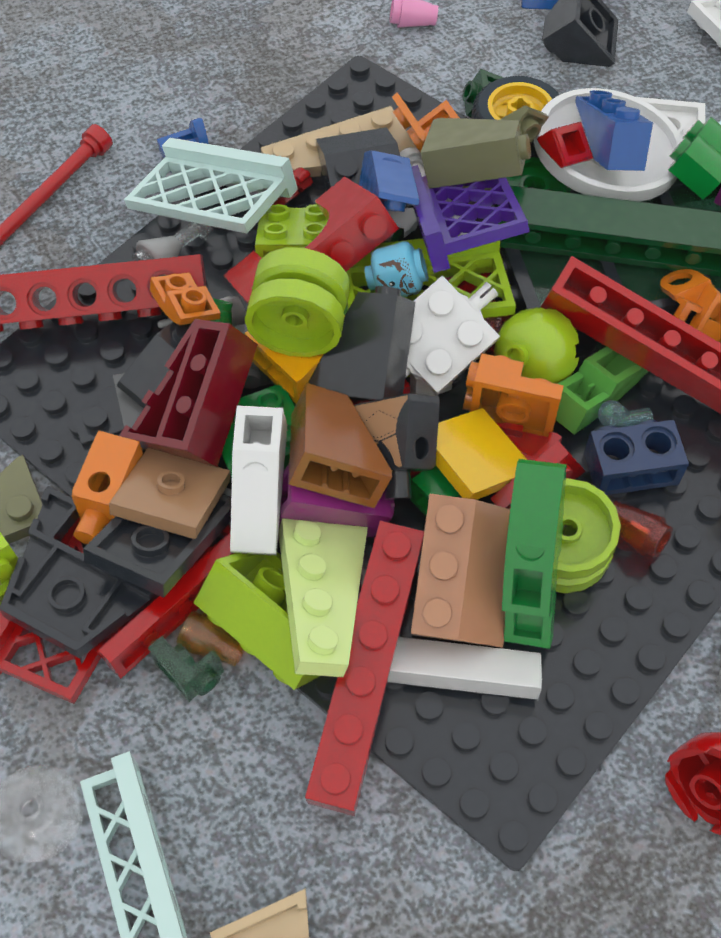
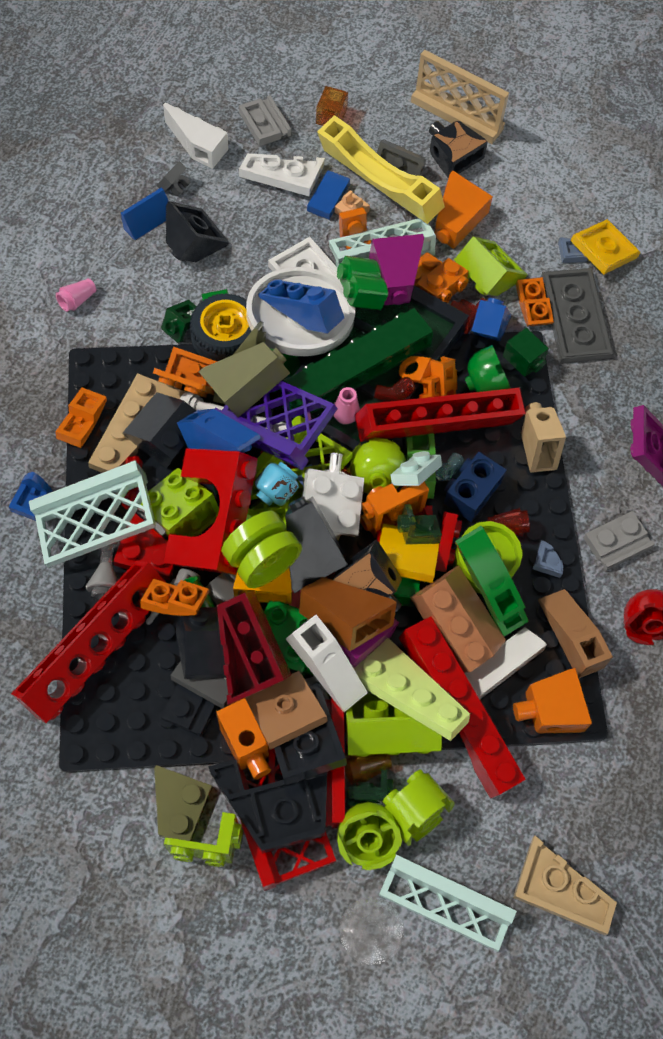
camera: 50 degrees left, 5 degrees up
(125, 703) = (369, 836): none -> lime cylinder
(205, 724) = (418, 806): none -> lime brick
(220, 254) = (144, 547): none -> red wing
(306, 108) = (82, 417): none -> orange slope
(482, 764) = (555, 705): none -> orange torso
(510, 436) = (418, 528): none -> clear green bracket
(557, 255) = (347, 406): none -> bright pink cone
(561, 370) = (416, 469): none -> light aqua plate
(566, 145) = (287, 332): red slope -> none
(591, 711) = (576, 633): none -> medium nougat slope
(646, 607) = (548, 560): none -> sand blue tile
(648, 288) = (397, 392): none -> clear red arm

